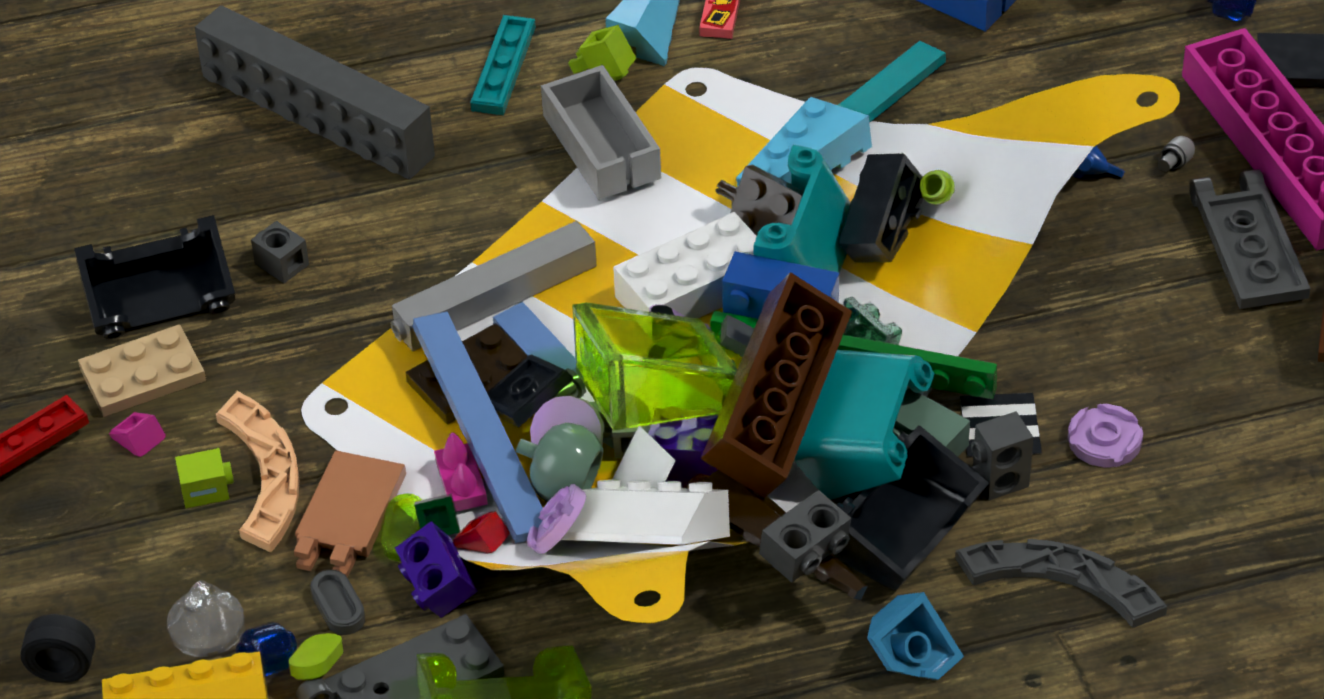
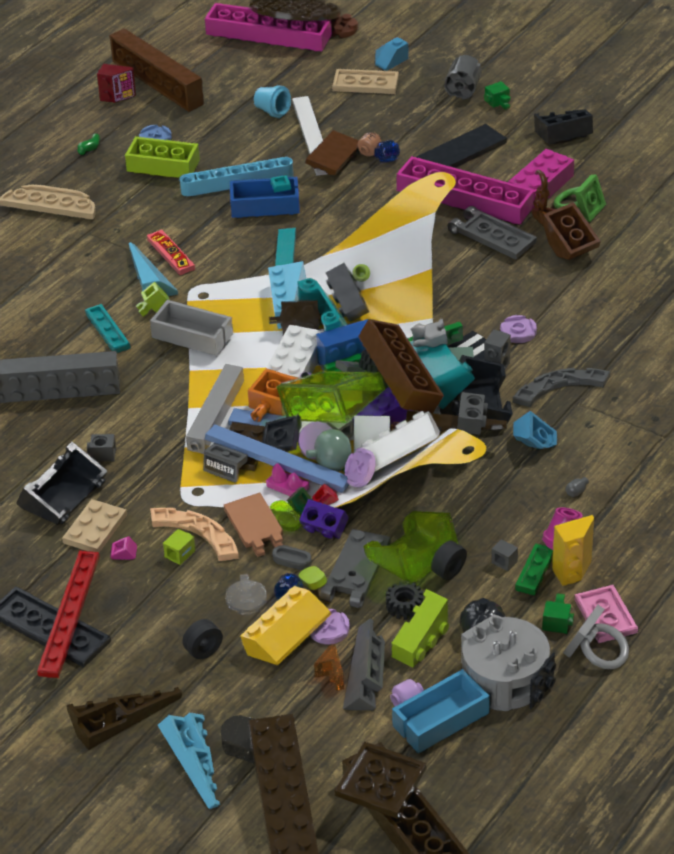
camera: 40 degrees left, 5 degrees down
(407, 378) = (223, 462): none -> dark grey panel
(597, 286) = (264, 394): none -> orange brick
(889, 358) = (433, 333): none -> light grey animal

